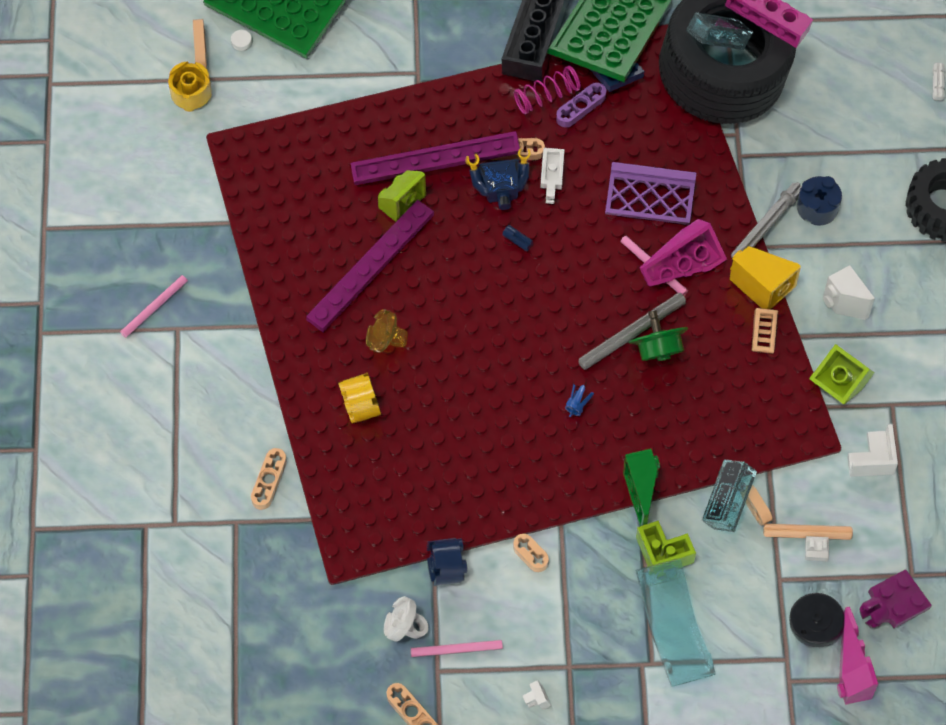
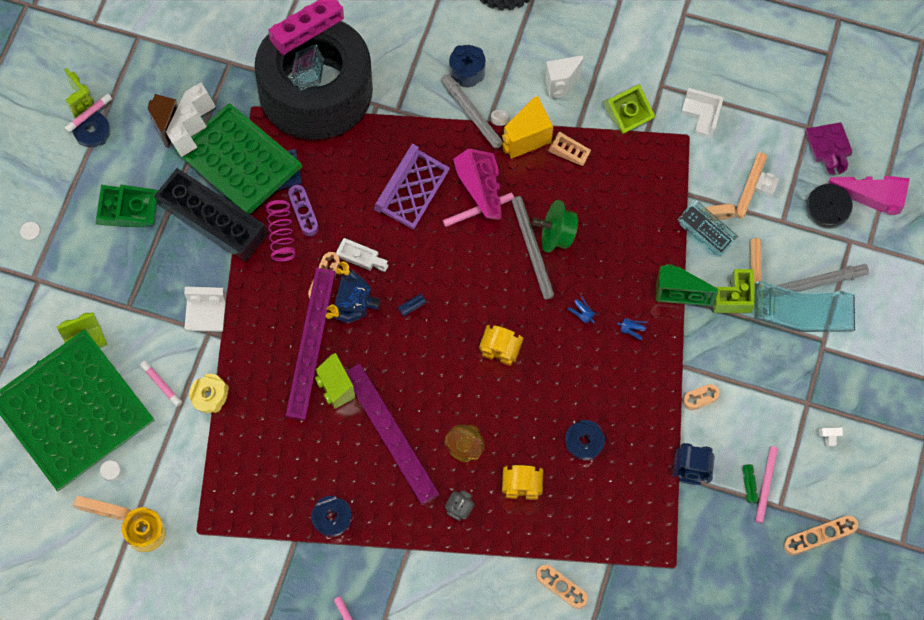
camera: 70 degrees left, 5 degrees up
(263, 230) = (328, 527): none -> dark blue plate
(316, 350) = (459, 505): none -> dark grey head
(342, 98) = (215, 400): none -> light yellow plate
(346, 50) = (160, 383): none -> bright pink bar
(401, 621) = (734, 517): white tile -> none
(433, 460) = (575, 446): none -> dark blue plate
(437, 58) = (205, 309): none -> white bracket
(450, 630) = (750, 483): none -> green axle
(503, 330) = (501, 344): none -> yellow brick
(579, 455) = (629, 324): none -> blue piece
(713, 563) = (755, 257): none -> light nougat axle
(724, 641) = (827, 278): none -> light grey axle
(774, 249) = (500, 117): none -> white tile

